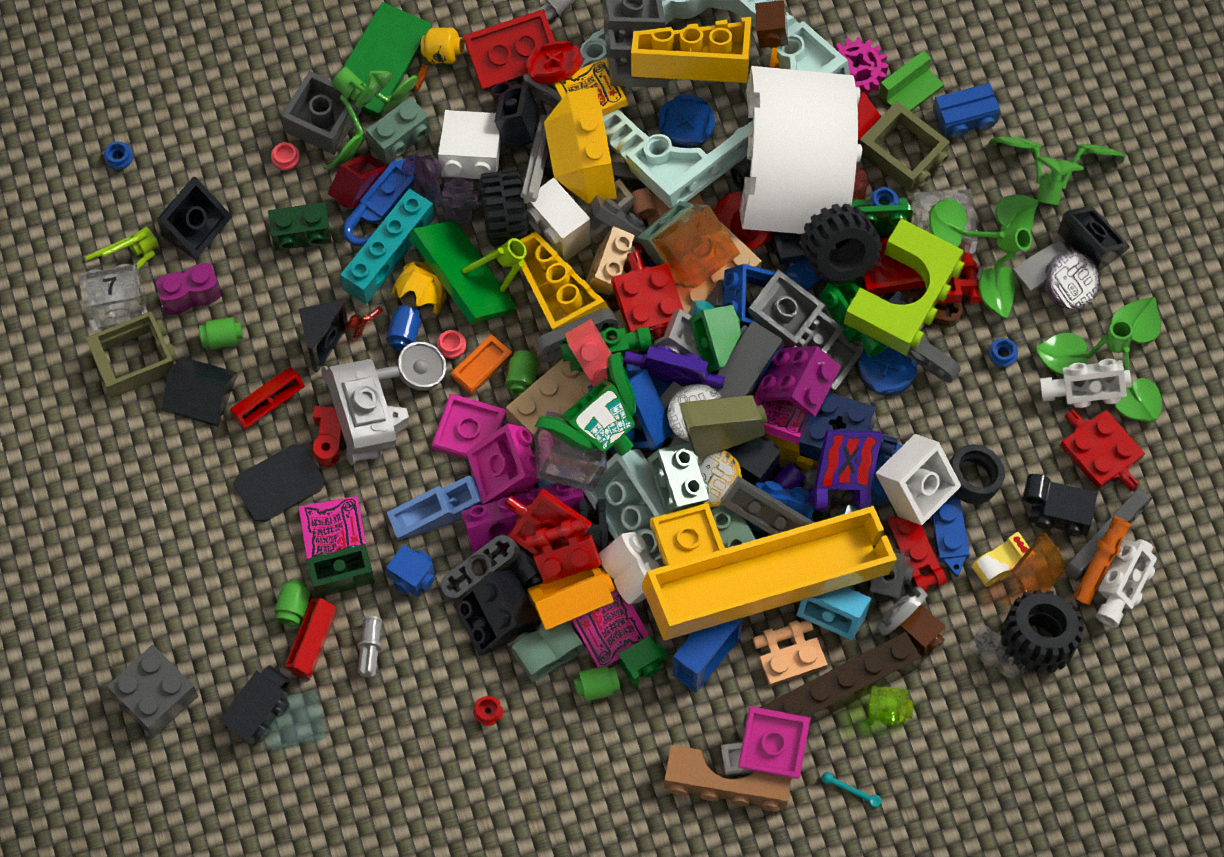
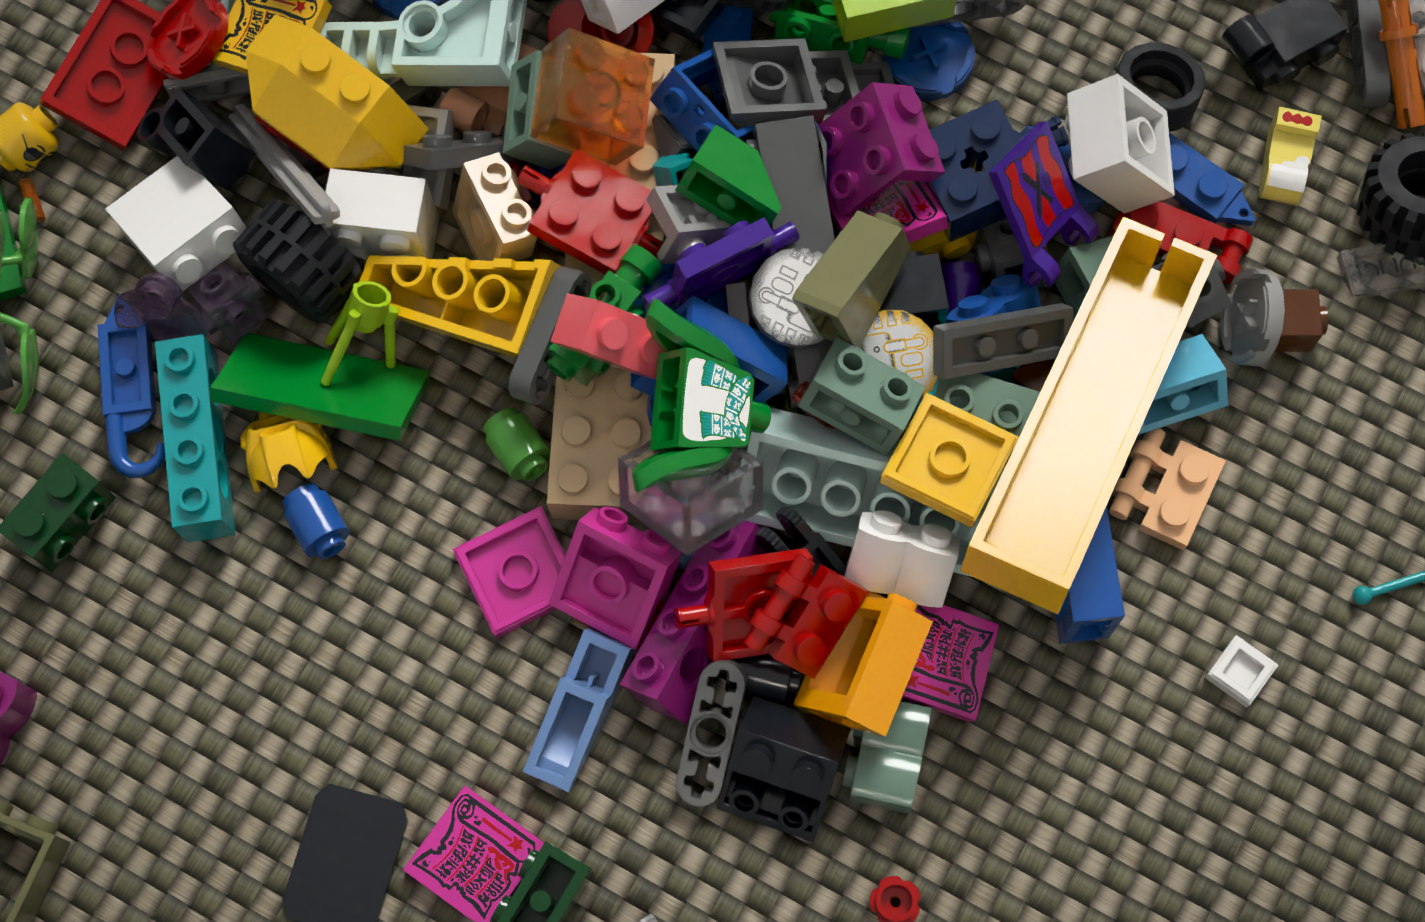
camera: 40 degrees left, 5 degrees up
(198, 390) = (123, 840): black slope -> none
(220, 333) = (84, 741): bright green brick -> none
(264, 393) = (218, 766): red piece -> none
(323, 329) = (214, 616): black slope -> none
(329, 442) = (364, 755): red leg -> none
(355, 179) = (73, 392): dark red slope -> none
(358, 322) = (252, 563): clear red hand -> none
(361, 404) = (358, 664): light grey piece -> none
(398, 130) = (68, 285): sand green brick -> none
(411, 571) = (628, 817): blue brick -> none
(451, 344) = (393, 488): coral plate -> none
(481, 364) = (454, 479): orange tile -> none
(597, 683) = (992, 739): bright green brick -> none
(641, 660) = (1016, 660): green brick -> none
(690, 774) = (1309, 671): medium nougat arch -> none
(774, 742) = (1286, 612): dark pink tile -> none
(849, 681) = (1268, 489): dark brown brick -> none
(889, 705) = (1344, 444): clear neon green brick -> none
(1039, 566) = (1339, 128): clear orange piece -> none

